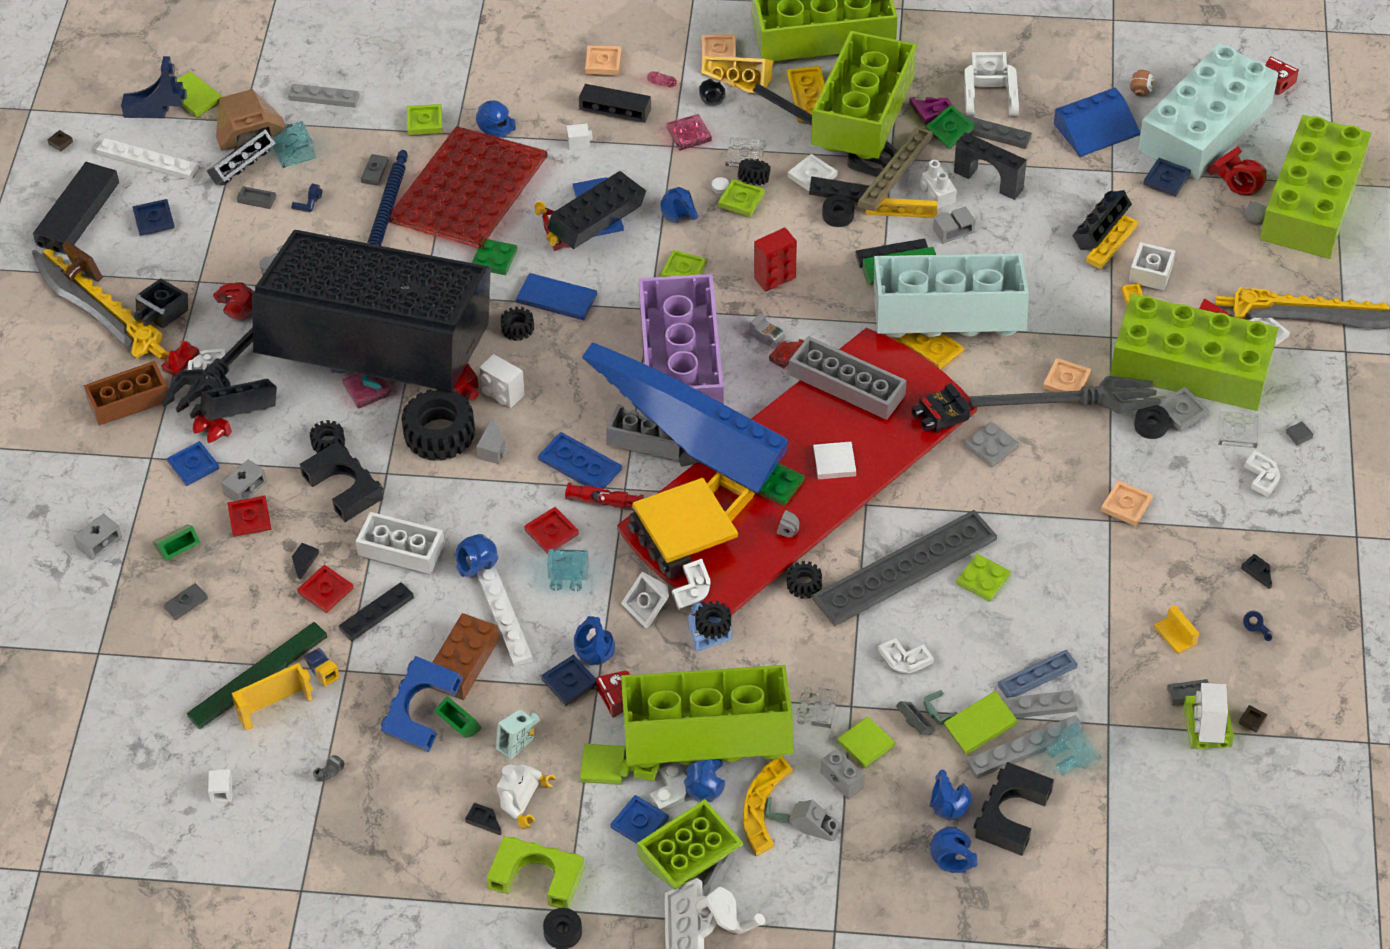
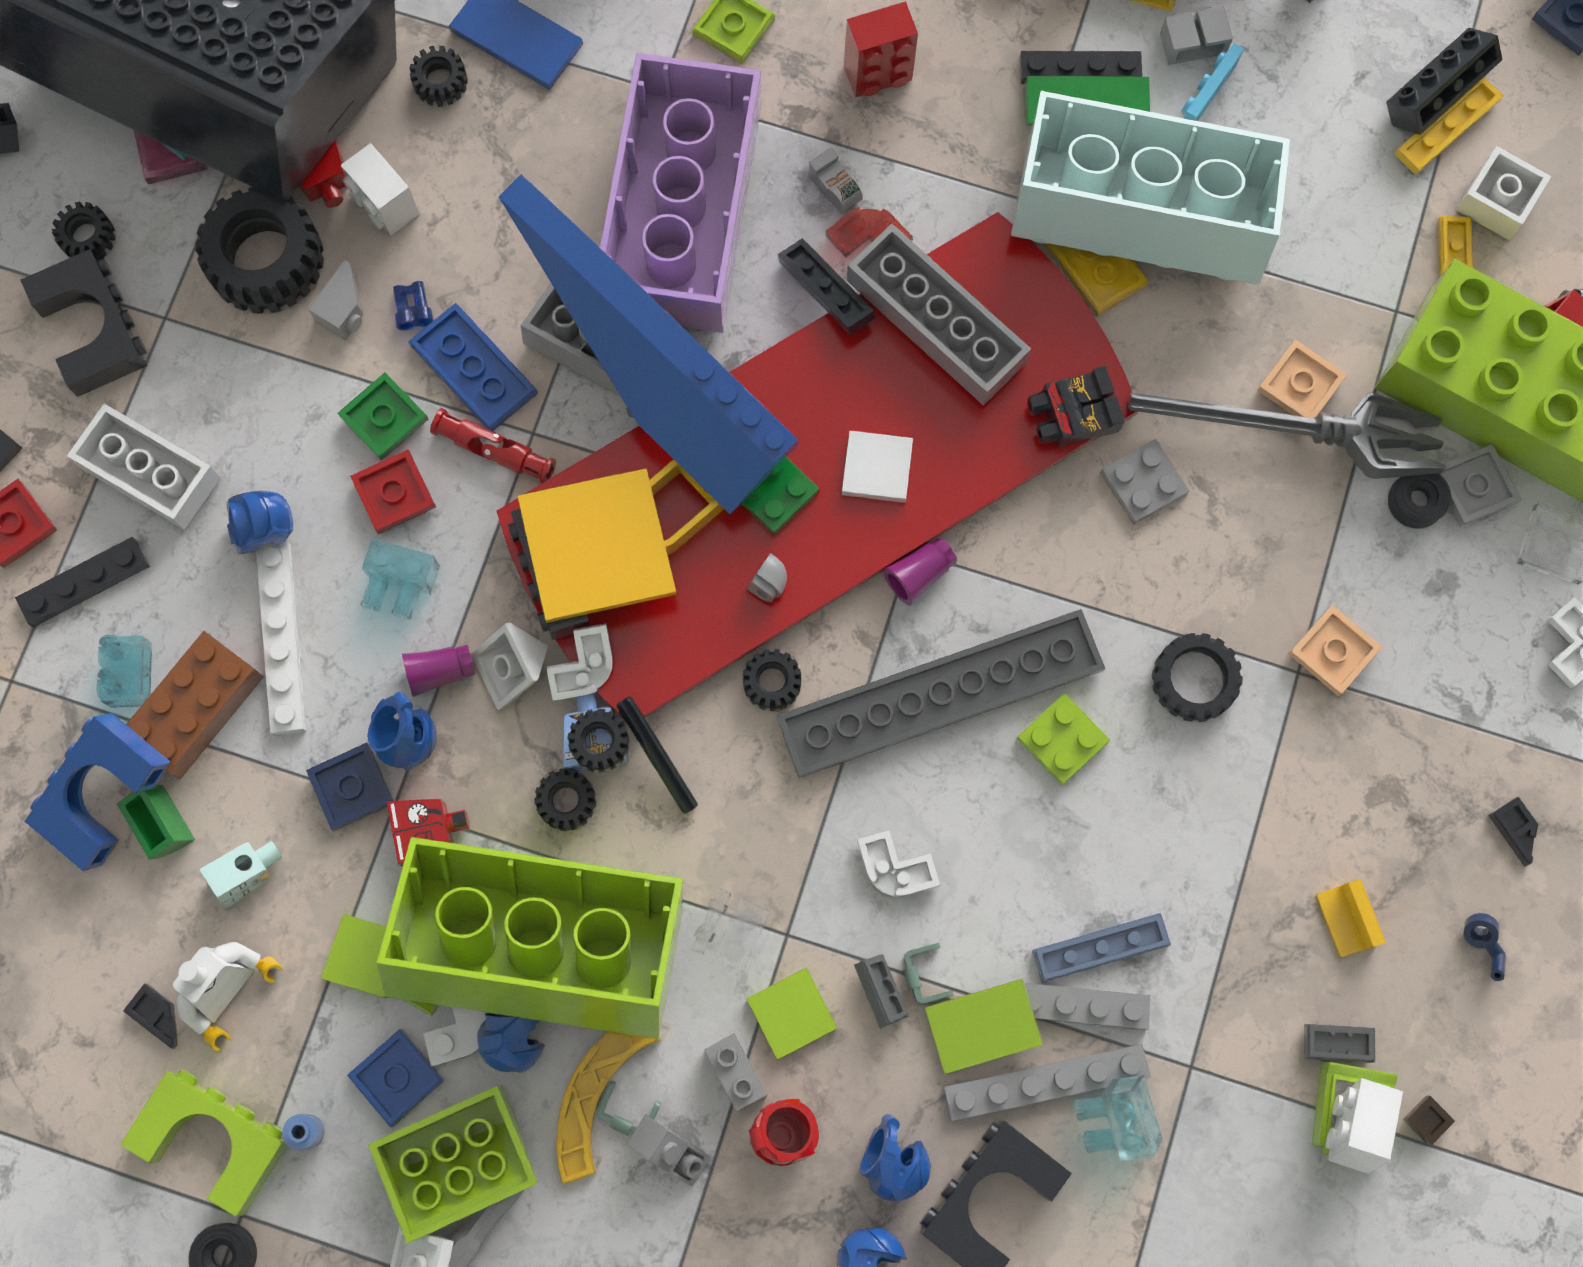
camera: 10 degrees right, 25 degrees up
(415, 642) = (124, 670): none -> clear light blue brick
(534, 444) = (411, 316): none -> clear blue piece
(534, 494) = (383, 416): none -> green plate
(594, 853) = (313, 1131): none -> medium blue brick
(605, 608) = (437, 668): none -> magenta plant
(699, 652) = (551, 785): none -> black tyre
(749, 627) = (657, 755): none -> black axle
(778, 380) = (826, 286): none -> black plate
(872, 510) = (920, 570): none -> magenta plant
(880, 792) = (784, 1133): none -> red helmet
(974, 237) = (1211, 84): none -> medium azure plate
(1048, 547) = (1220, 654): none -> black tyre

